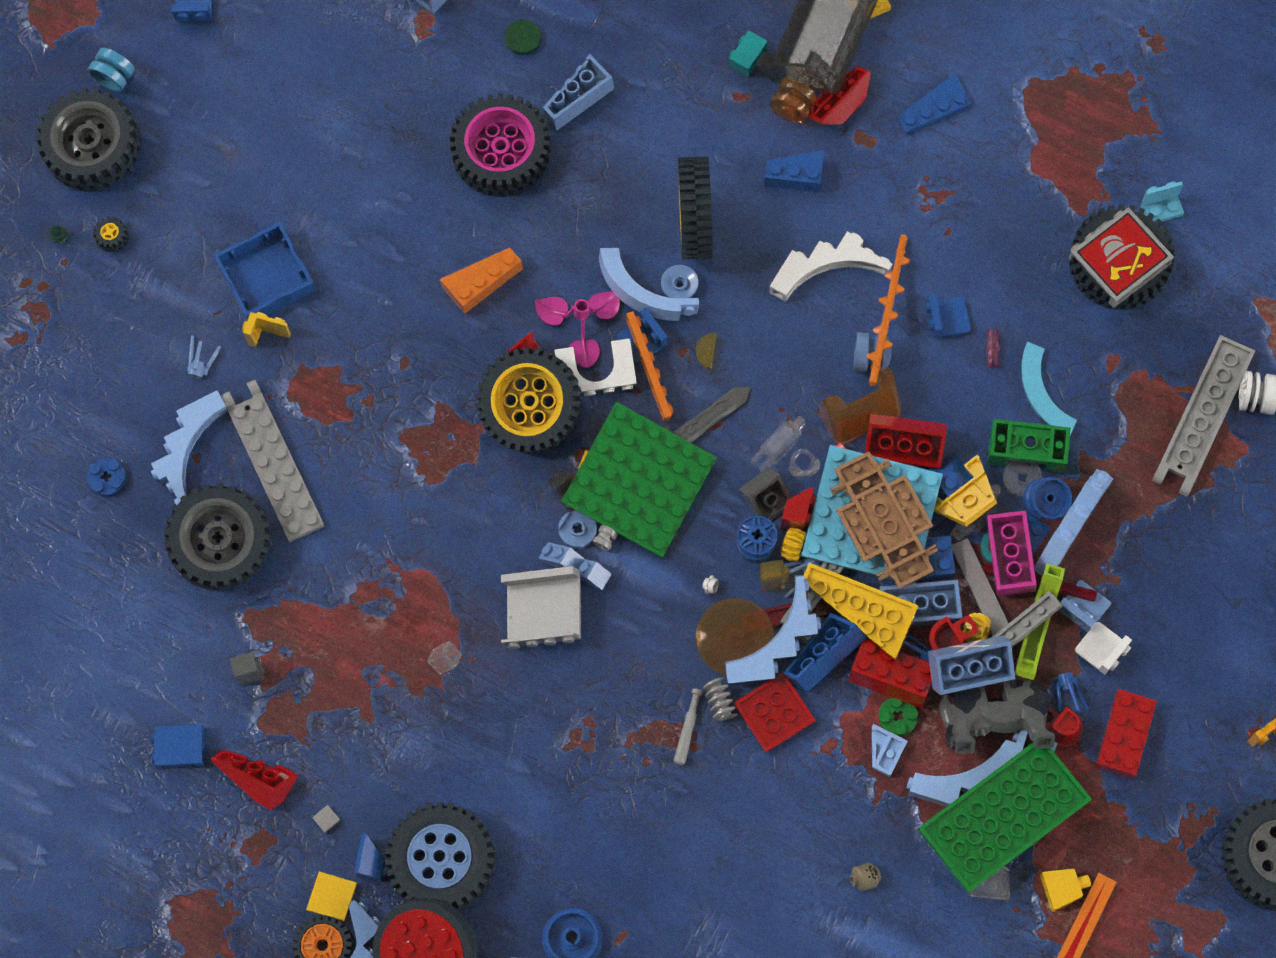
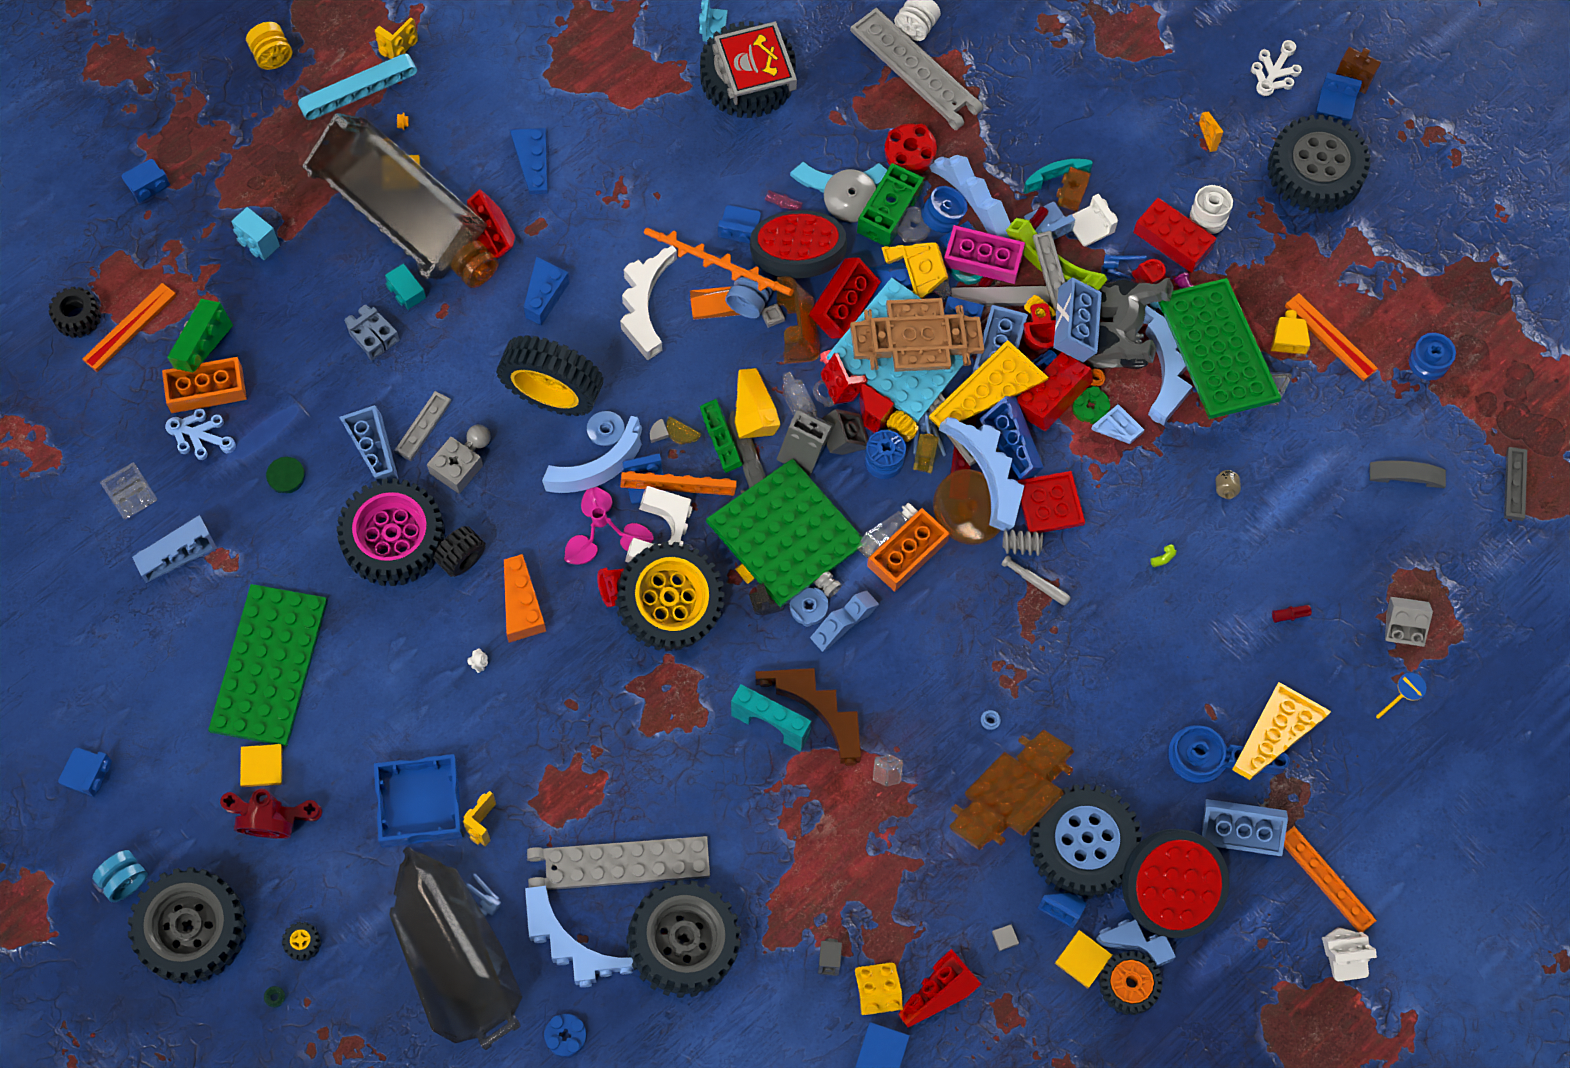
camera: 75 degrees left, 5 degrees down
(135, 354) = (452, 953): none -> clear smoke windscreen
(199, 160) = (268, 816): none -> dark red piece
(238, 722) = (879, 988): none -> yellow bracket
(251, 136) = (261, 765): none -> yellow tile
(342, 102) = (268, 665): none -> green plate
(411, 268) = (478, 660): none -> white plant
(451, 514) = (751, 704): none -> teal arch
(460, 774) = (1013, 791): none -> clear orange piece
(469, 602) = (801, 686): none -> reddish brown arch
(502, 207) = (459, 551): none -> black tyre
(530, 727) = (990, 714): none -> medium blue plate
(543, 607) = (877, 661): light grey panel -> none
(599, 170) = (457, 463): none -> light grey brick
(618, 128) = (423, 426): none -> light grey tile
(667, 596) = (908, 549): none -> orange brick
(675, 569) = (880, 534): none -> clear slope
(689, 45) = (371, 332): none -> sand blue hips
(698, 330) = (658, 431): none -> light grey tile
(716, 386) = (720, 435): none -> green slope
(739, 460) = (805, 440): none -> dark grey slope
(756, 403) = (754, 407): none -> yellow wedge
(761, 841) = (1165, 558): none -> lime arm
(804, 470) = (839, 385): none -> red bracket
(853, 320) = (710, 303): none -> orange sticker
(862, 385) = (772, 315): none -> light grey tile
(930, 717) = (1100, 375): none -> orange plate
(941, 375) = (798, 244): none -> wheel
(1040, 399) = (840, 202): none -> light grey dish
(1075, 762) = (1183, 280): none -> magenta bush
(1105, 443) = (911, 147): none -> red piece
(1125, 576) = (1054, 170): none -> teal slope
(1125, 622) = (1073, 189): none -> clear orange brick
(1169, 759) = (1211, 208): none -> white wheel

